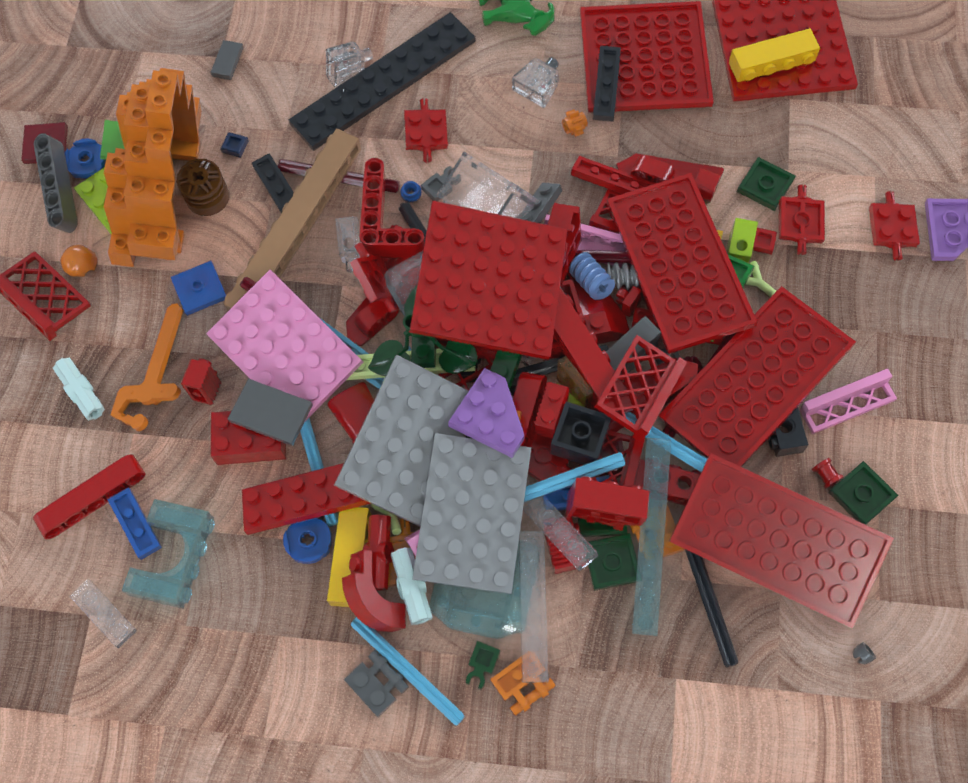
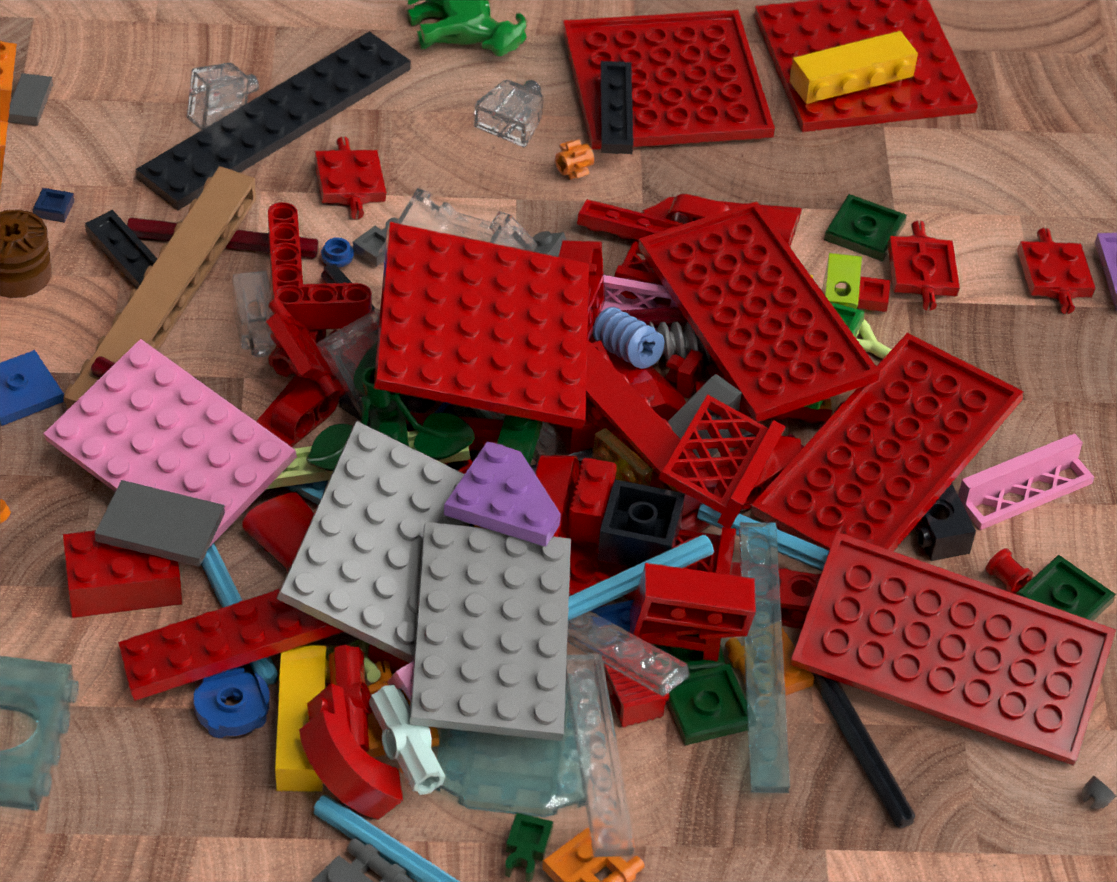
camera: 15 degrees left, 20 degrees down
(201, 381) = (41, 498): red brick -> none

